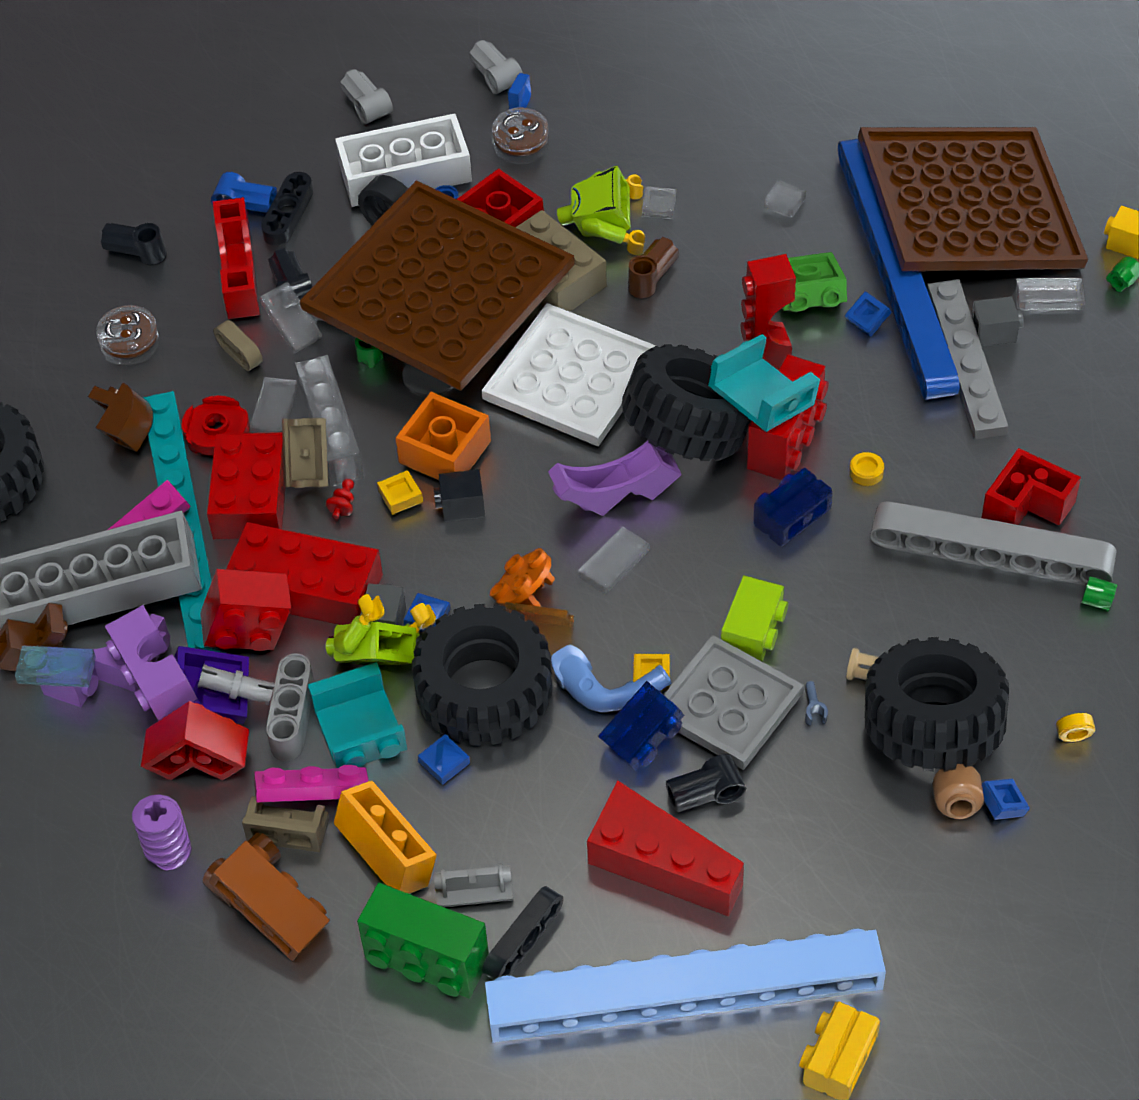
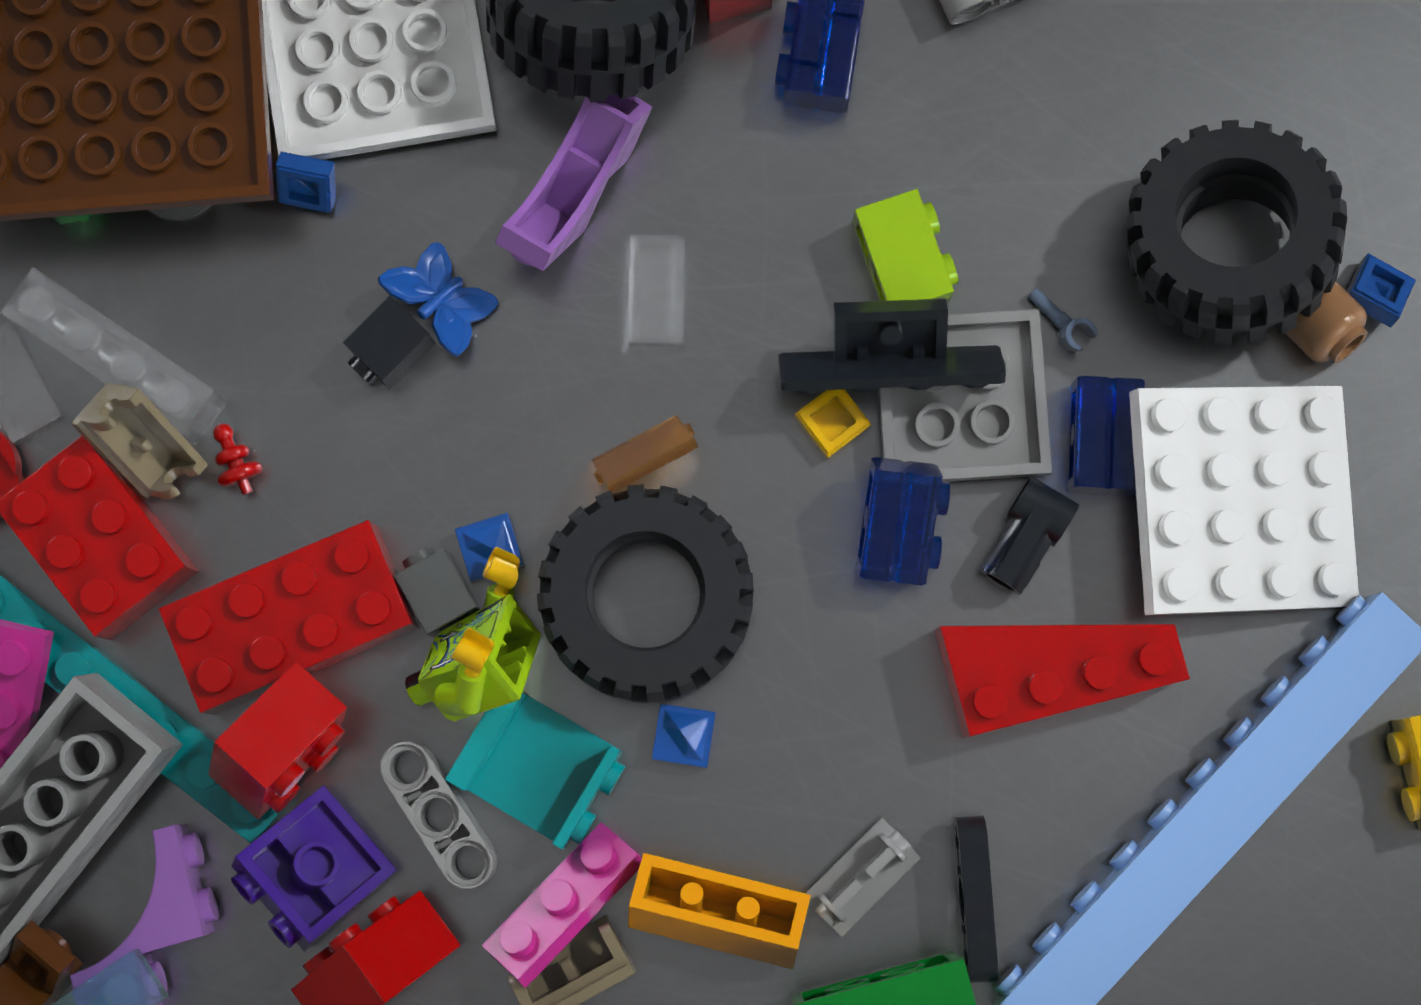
camera: 40 degrees left, 30 degrees up
(160, 682) = (183, 908): medium lavender arch -> none
(236, 684) = (354, 849): light grey pin -> none
(400, 492) = (302, 395): yellow plate -> none
(443, 437) = (297, 278): orange brick -> none
(487, 402) = (306, 182): none -> blue tile
(505, 493) = (441, 294): none -> blue piece
(523, 578) = (577, 416): orange plate -> none
(574, 673) = (752, 503): medium blue piece -> none
(707, 640) = (889, 348): none -> black bracket
(789, 767) = (1101, 436): none -> clear blue brick
(837, 840) = (1243, 499): none -> white plate
(855, 661) = (1091, 223): tan bush -> none
(1075, 727) = (1393, 128): yellow tile -> none

